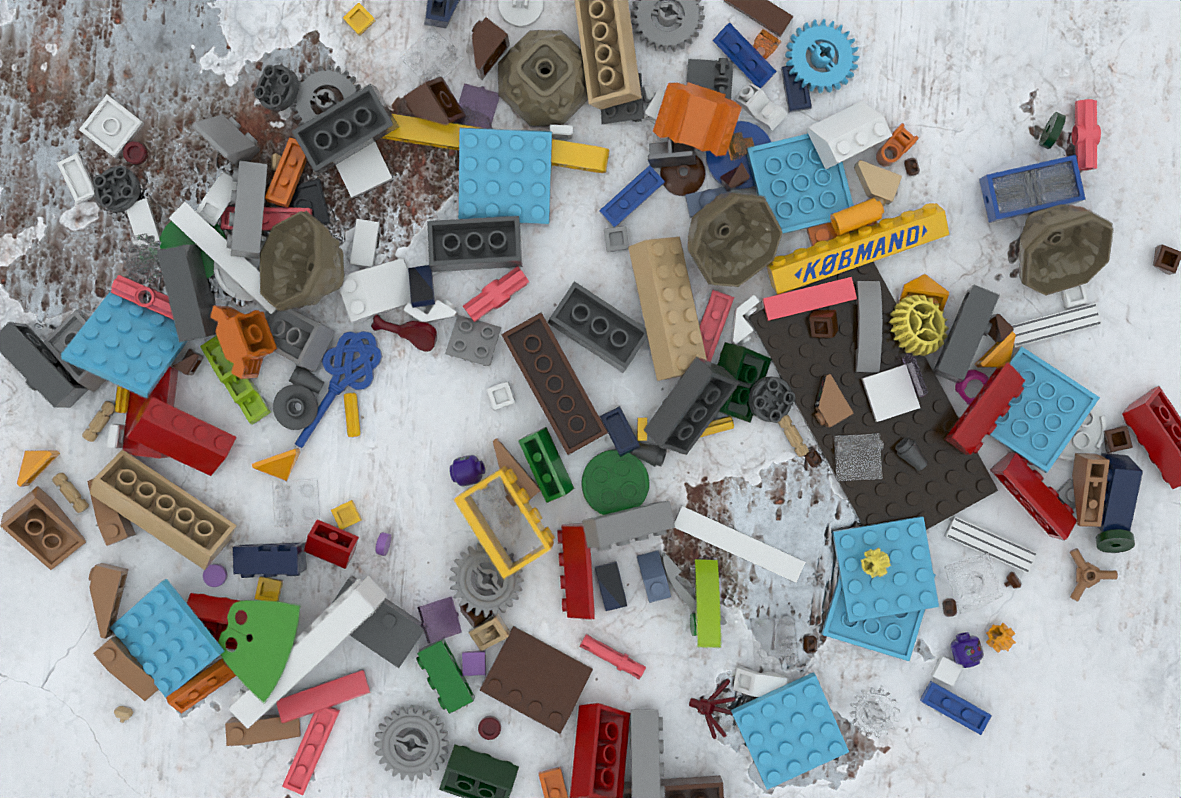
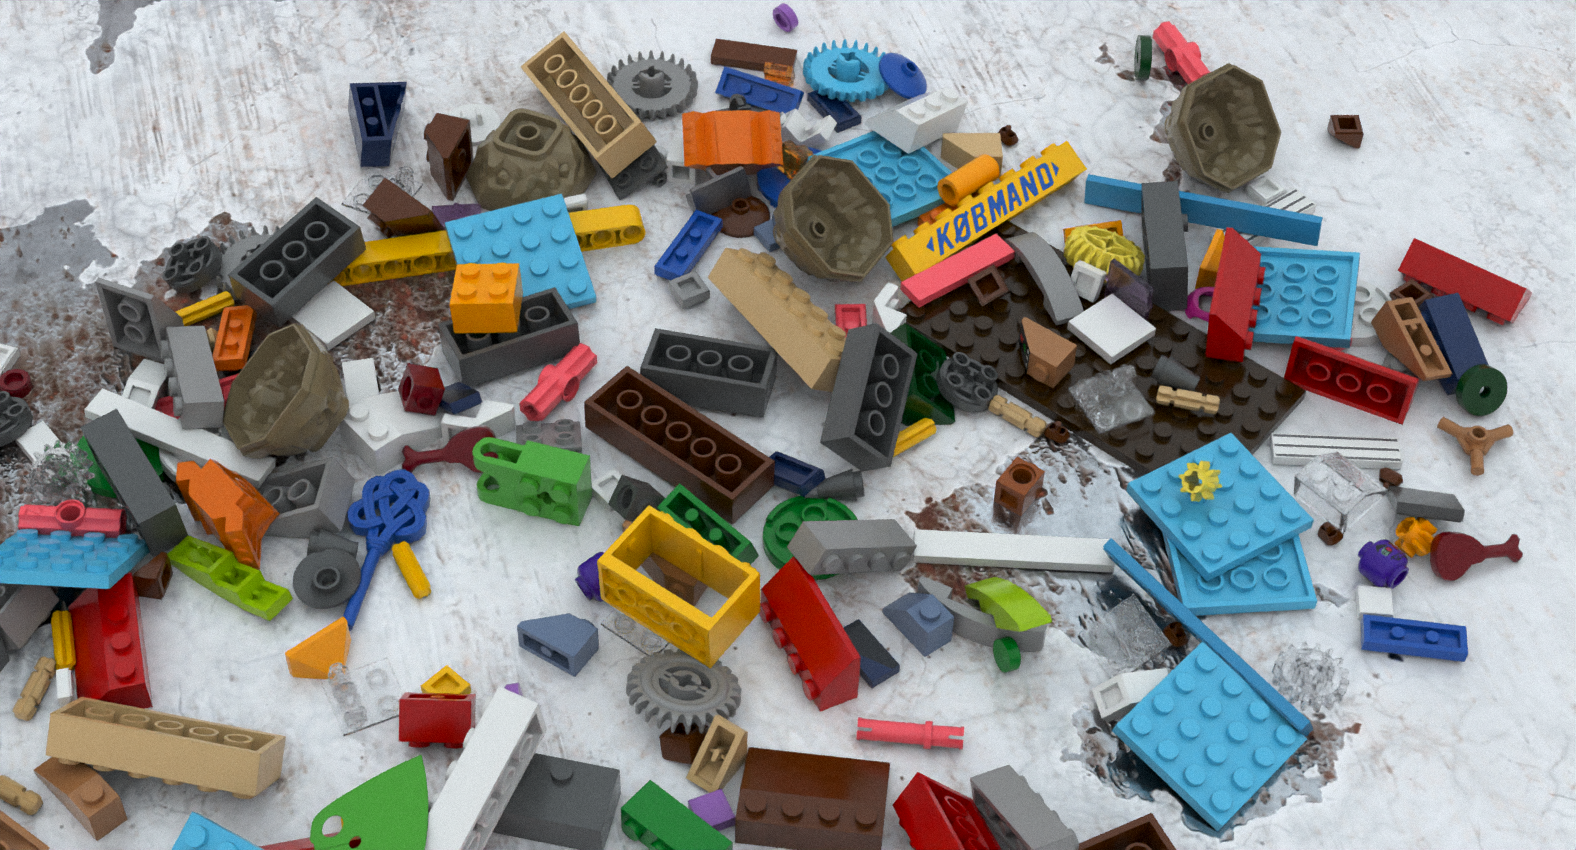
camera: 20 degrees left, 40 degrees down
(180, 436) = (170, 639): red slope -> none
(215, 575) = (269, 826): medium lavender tile -> none
(269, 559) = (338, 768): dark blue wedge -> none
(275, 130) = (206, 308): none -> yellow axle
(359, 19) = (276, 185): yellow tile -> none
(399, 274) = (421, 389): none -> dark red brick
(427, 511) = (560, 640): none -> sand blue slope
(439, 619) = (636, 761): clear purple piece -> none
(448, 384) = (535, 479): none -> bright green brick
(463, 220) = (486, 298): none -> light orange brick
(509, 423) = (633, 497): none -> dark grey brick
(641, 424) = (817, 456): yellow tile -> none
(707, 707) = (1076, 747): dark red plant -> none
(758, 505) = (1019, 486): none -> dark orange brick
(824, 662) = (1203, 633): none -> dark azure tile
(853, 78) = (902, 75): none -> blue dish
(893, 349) = (1087, 280): none -> white tile
(898, 144) = (979, 116): orange piece -> none
(910, 476) = (1188, 399): none -> tan axle
(1000, 328) = (1198, 238): reddish brown slope -> none
(1014, 307) = (1212, 211): none -> dark azure tile
(1020, 660) = (1455, 553): none -> dark red piece
(1021, 617) = (1425, 504): none -> dark grey tile
(1032, 188) = (1137, 112): clear brick -> none

